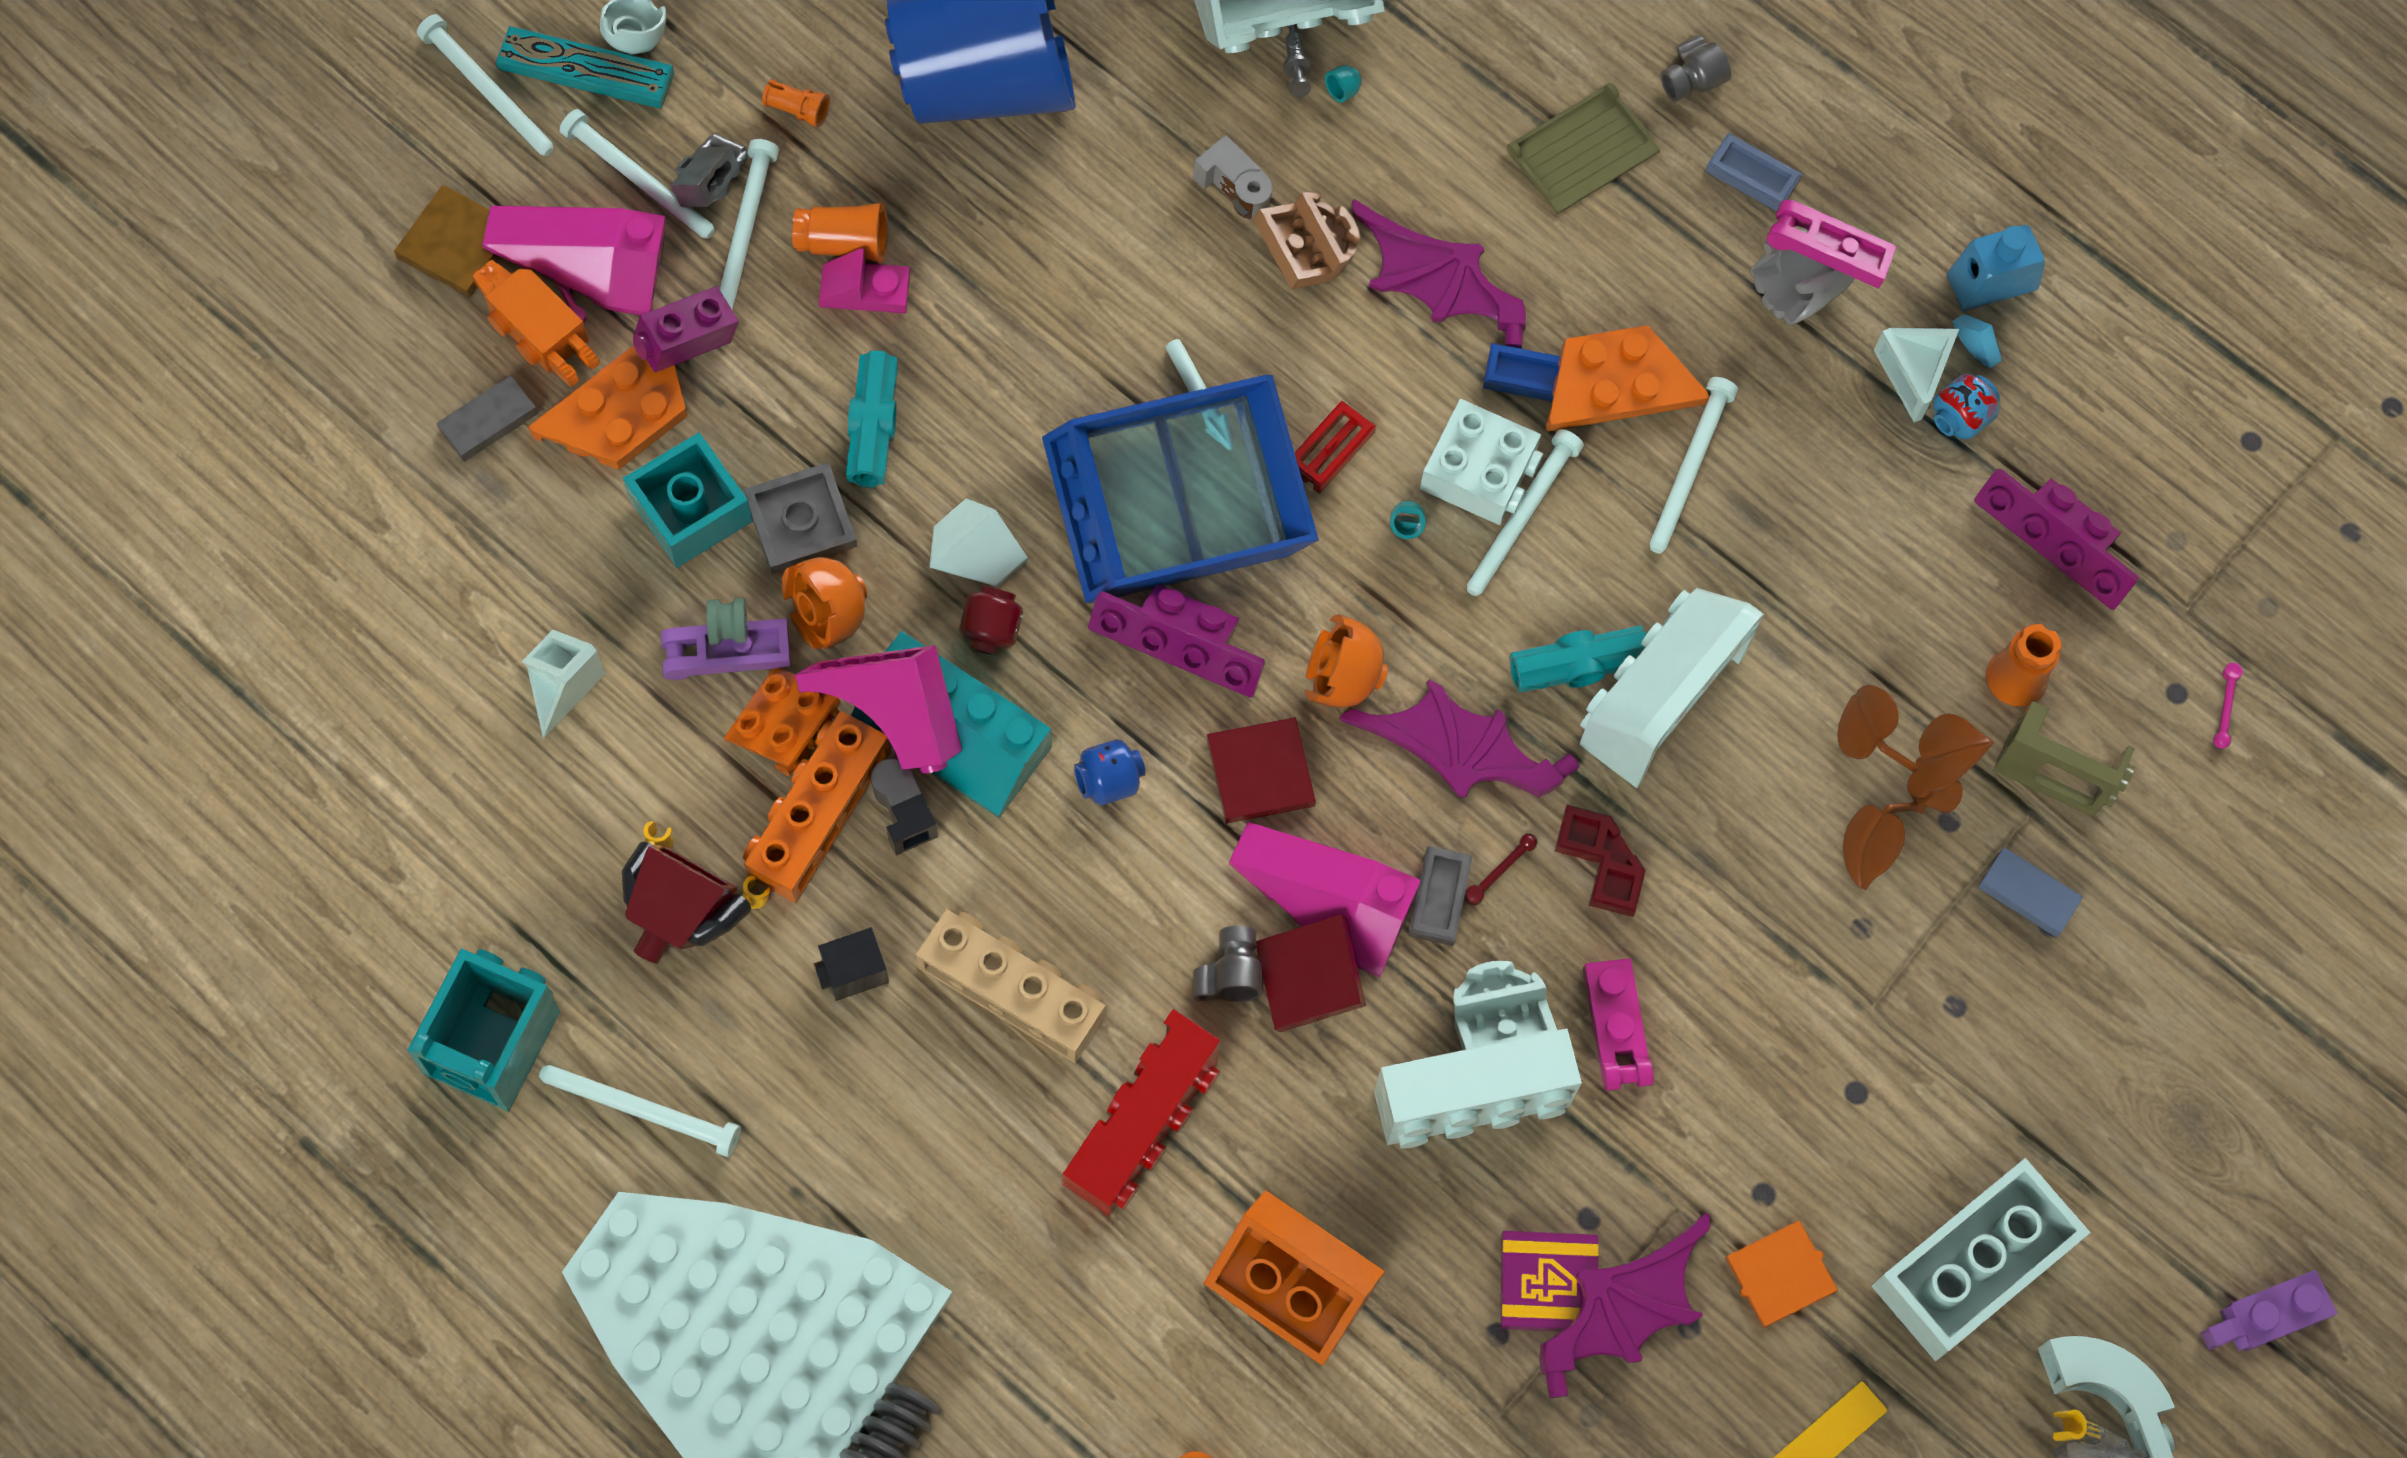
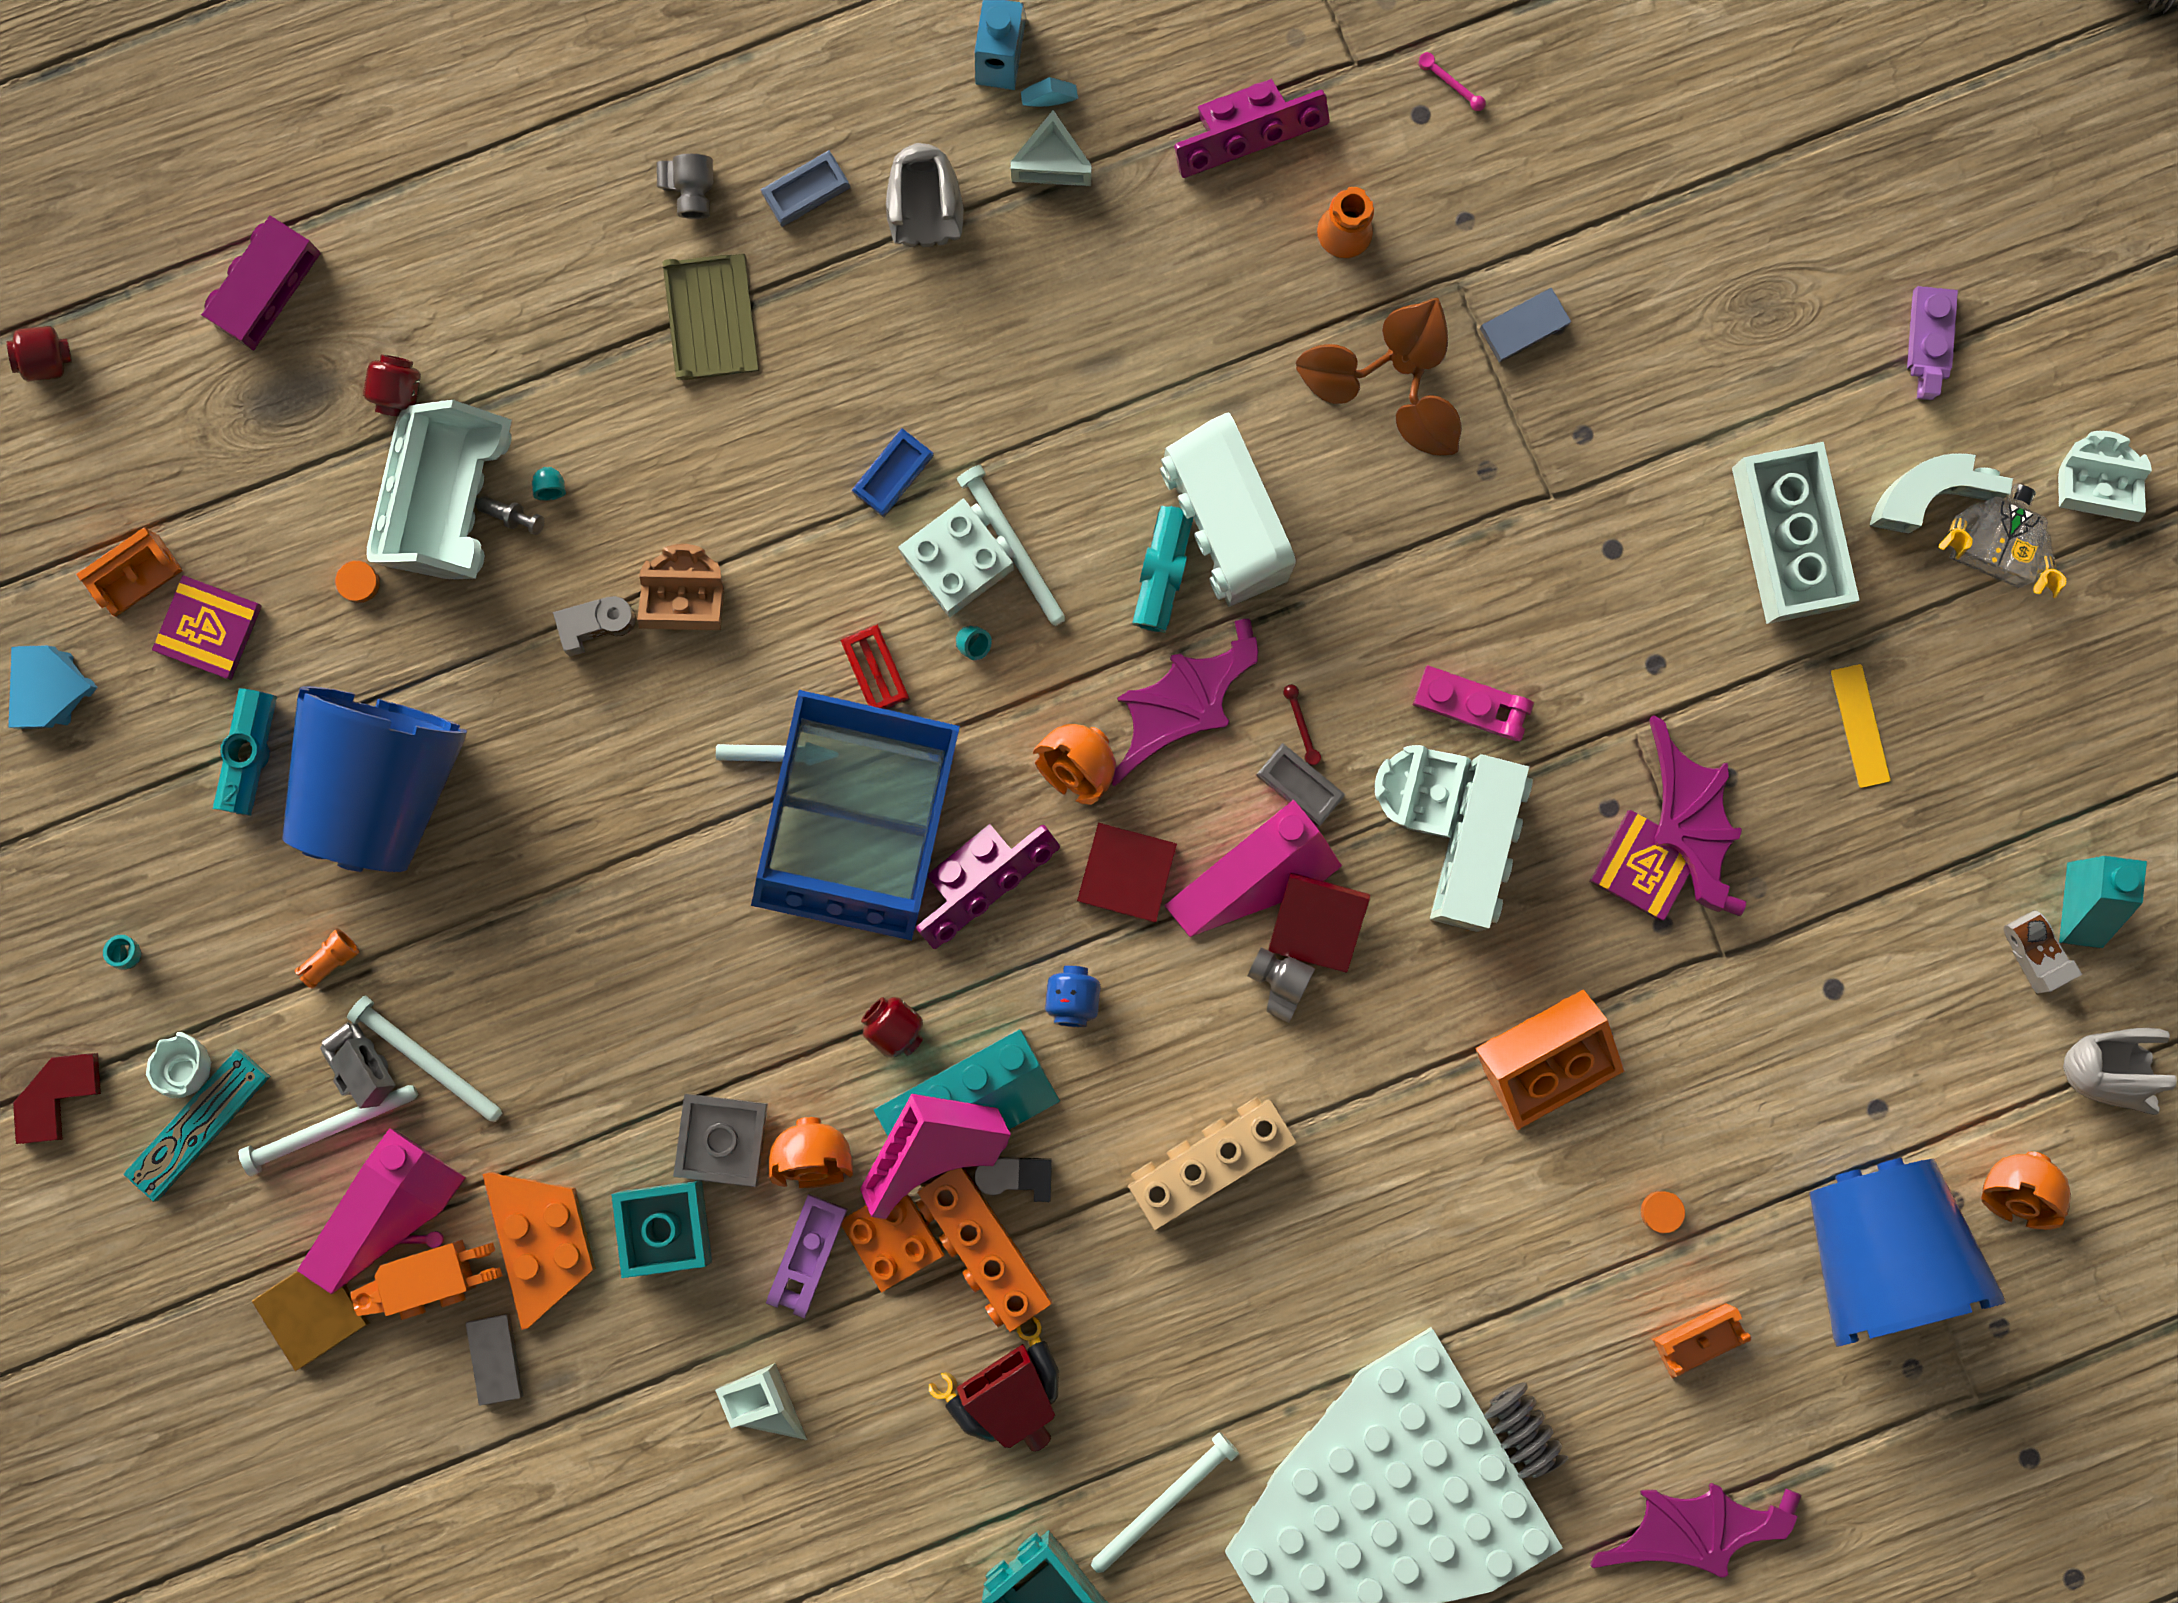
camera: 60 degrees left, 15 degrees up
(434, 31) = (94, 1241): light aqua bar -> none
(684, 329) = (502, 1159): magenta brick -> none
(727, 621) = (792, 1248): sand green wheel -> none
(842, 230) = (475, 980): orange plant -> none
(851, 964) = (1131, 1282): black brick -> none
(857, 285) = (531, 984): dark pink slope -> none
(872, 419) = (661, 1037): teal piece -> none
(975, 545) = (817, 1010): light aqua slope -> none
(1144, 1115) = (1371, 1114): red wedge -> none
(1440, 275) = (767, 498): magenta animal -> none
(1599, 840) = (1349, 633): dark red tile -> none
(1619, 378) = (936, 404): orange wing -> none
(1720, 392) = (990, 328): light aqua bar -> none
(1781, 1274) = (1723, 685): orange piece -> none
(1831, 242) = (923, 168): dark pink plate -> none
(1966, 406) = (1104, 137): dark azure head -> none
(2027, 751) = (1418, 267): olive window -> none

